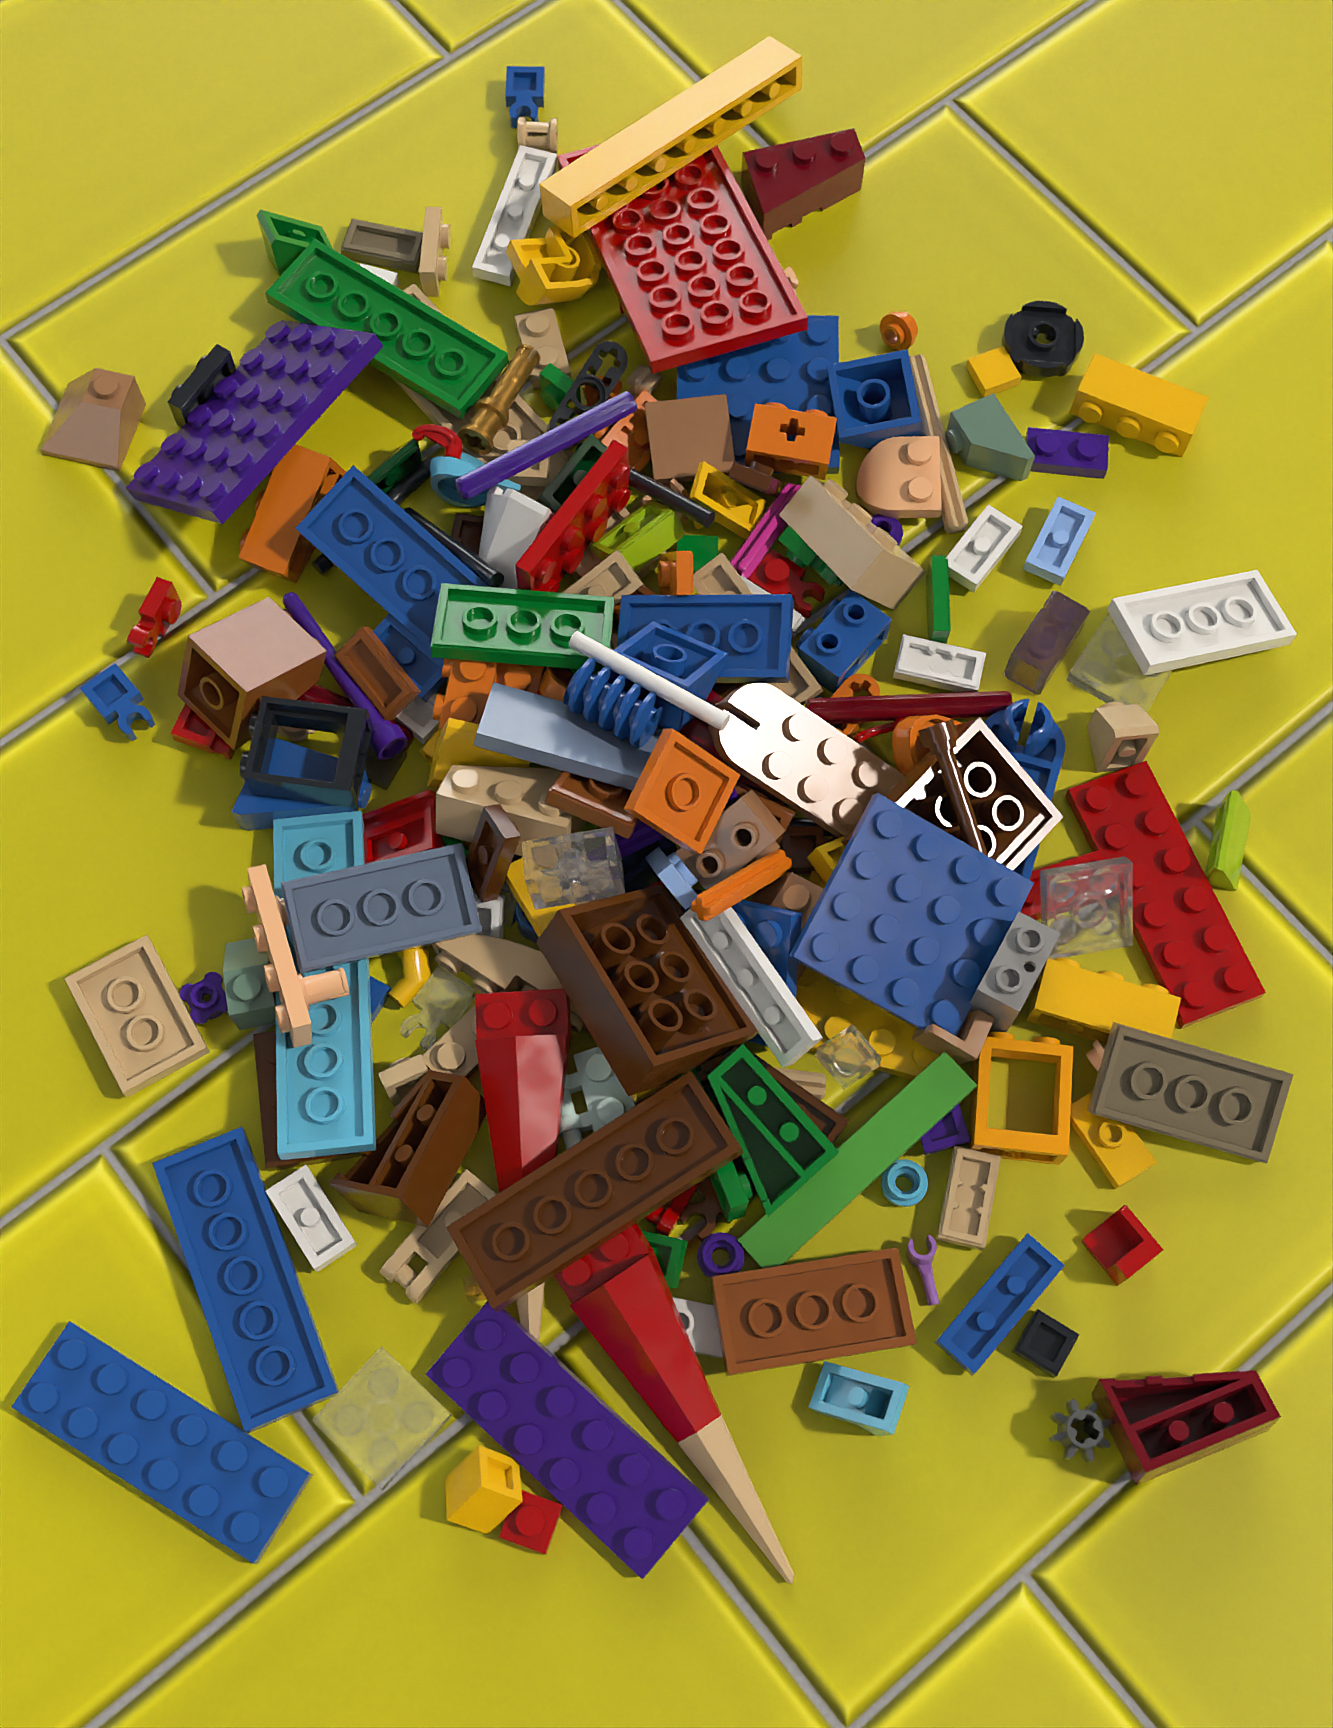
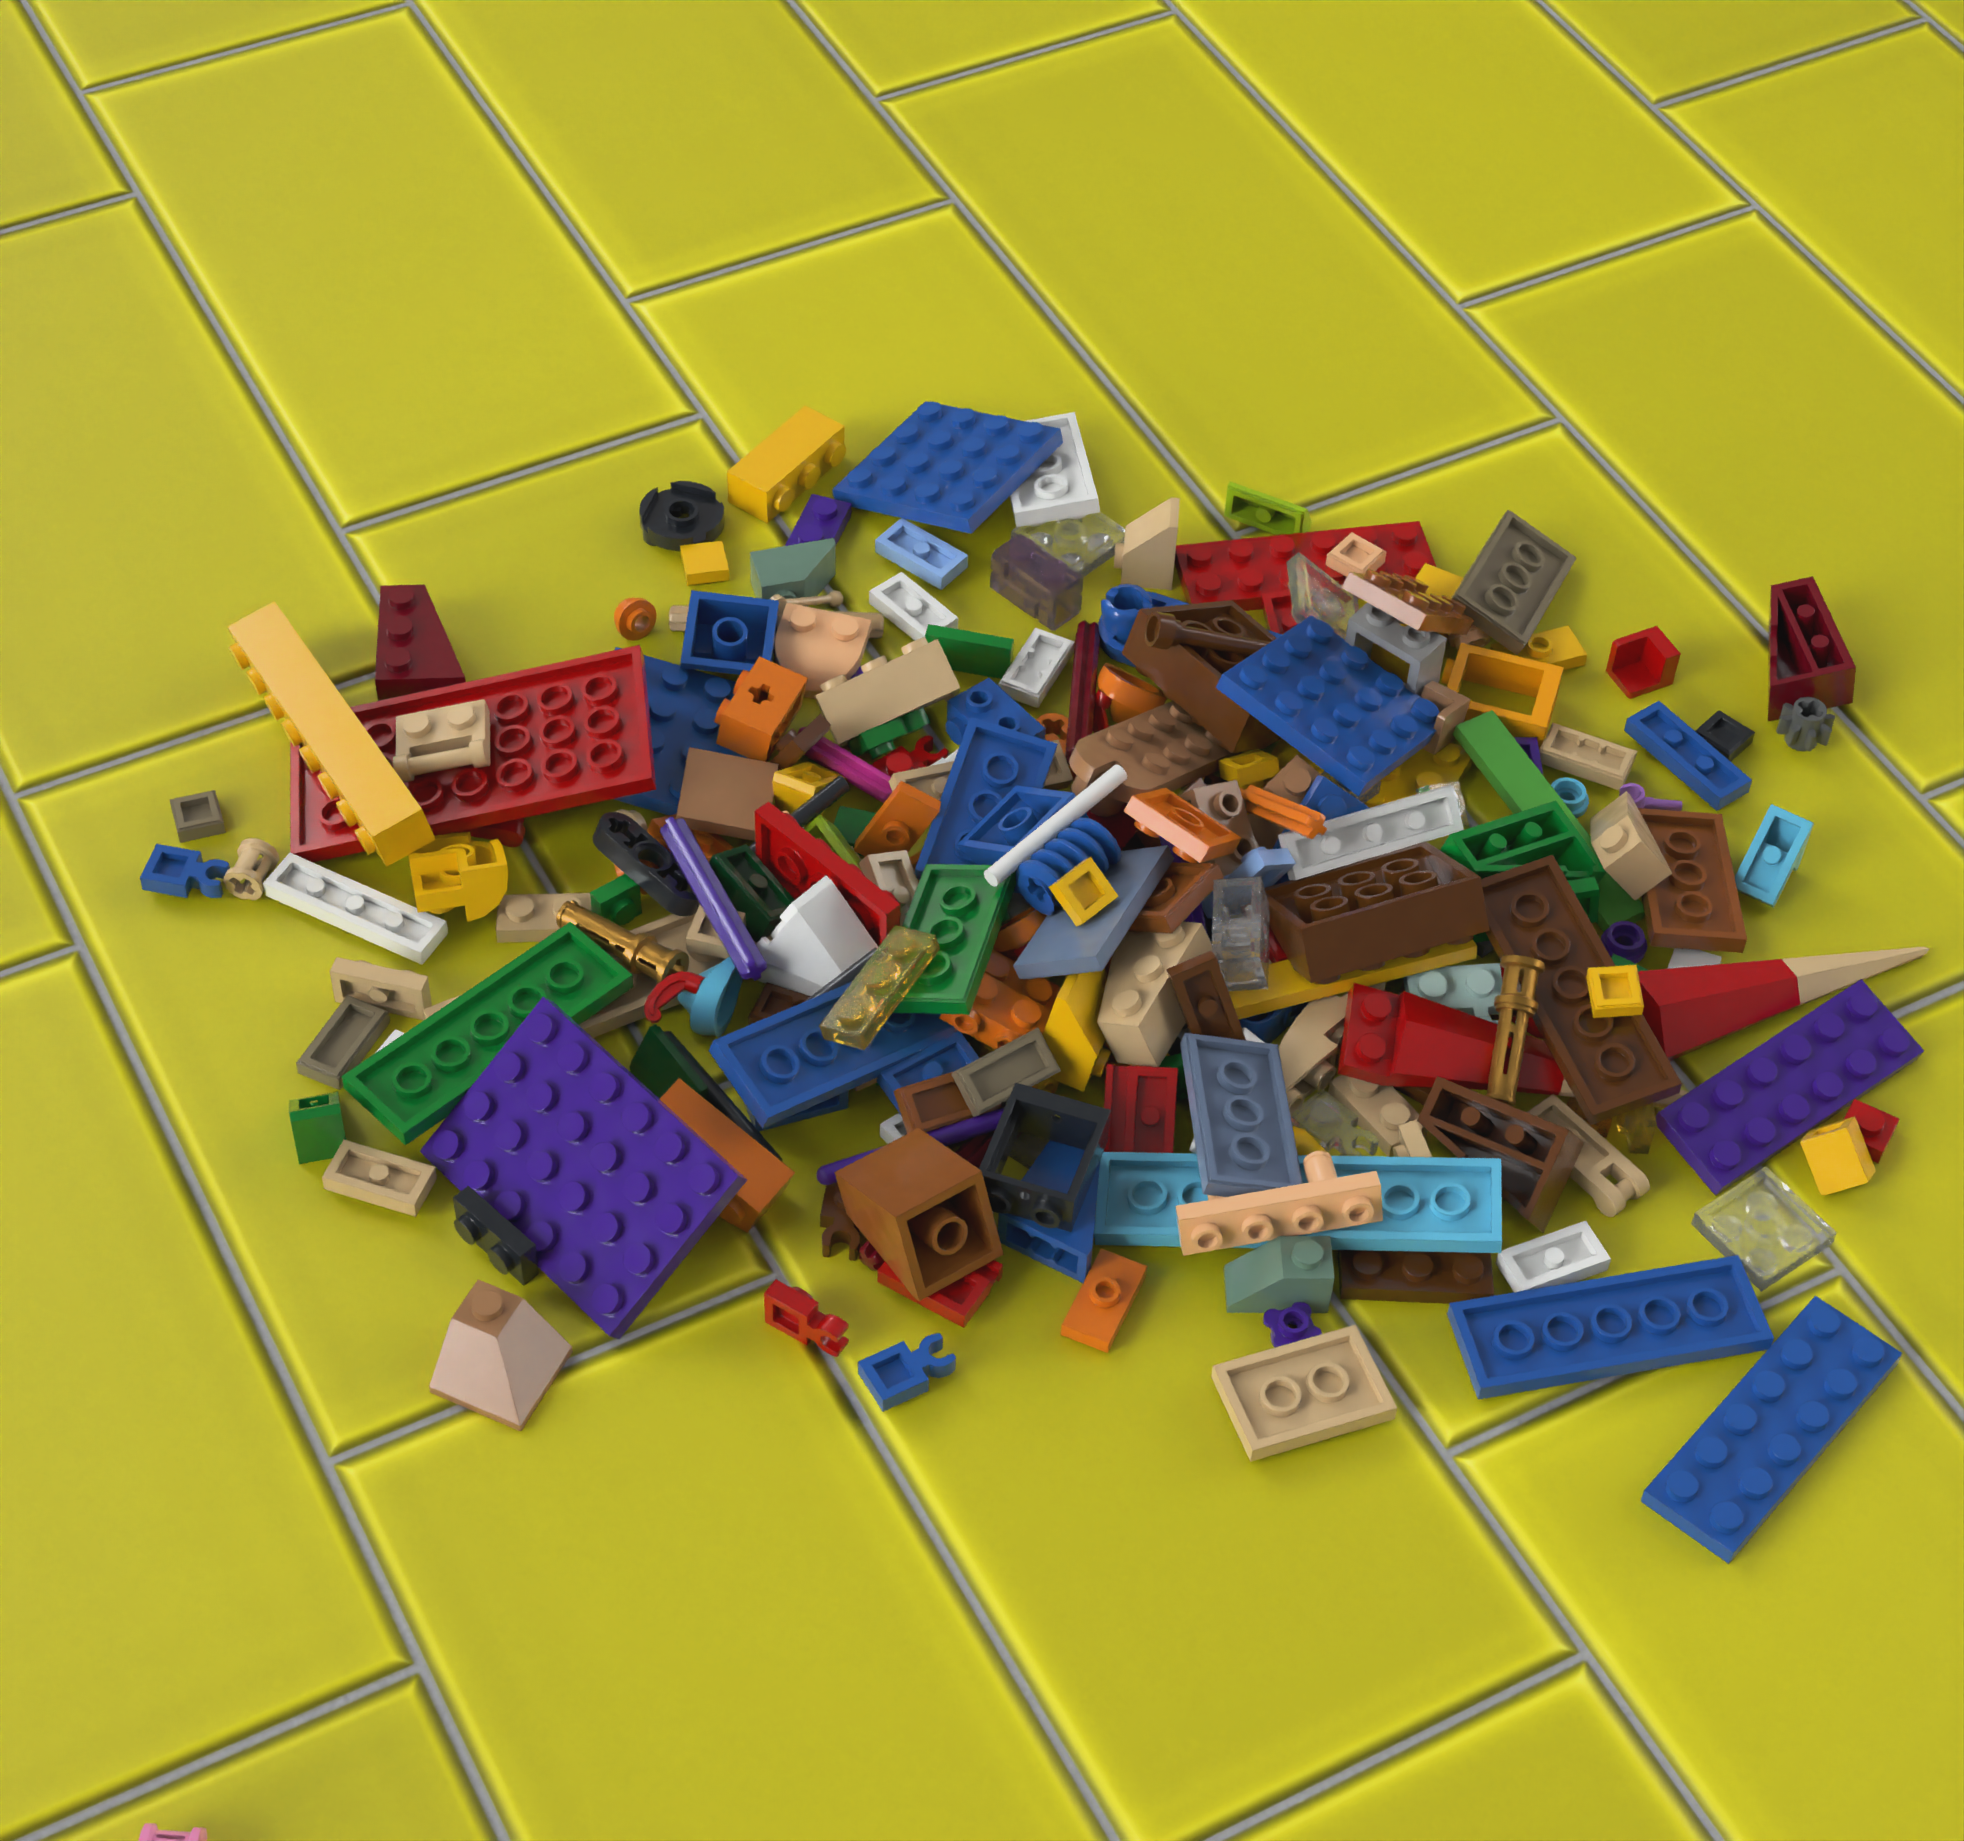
camera: 80 degrees left, 20 degrees down
(216, 842) = (1104, 1300): none -> orange plate
(246, 301) = (379, 1177): none -> tan plate
(402, 708) = (993, 1076): none -> dark tan tile
(446, 581) = (879, 987): none -> clear yellow plate
(546, 1135) = (1509, 1005): none -> pearl gold pin
(561, 713) = (1083, 891): none -> yellow plate
(581, 1228) = (1614, 991): none -> yellow tile
(593, 90) = (197, 816): none -> dark tan tile
(686, 206) = (442, 739): none -> tan plate
(826, 1236) = (1627, 847): none -> tan slope
(982, 483) = (833, 598): none -> tan hinge
(1053, 965) = (1408, 602): none -> dark orange plate
(1172, 930) = (1355, 555): none -> light nougat tile
(1176, 538) = (948, 466): none -> blue plate

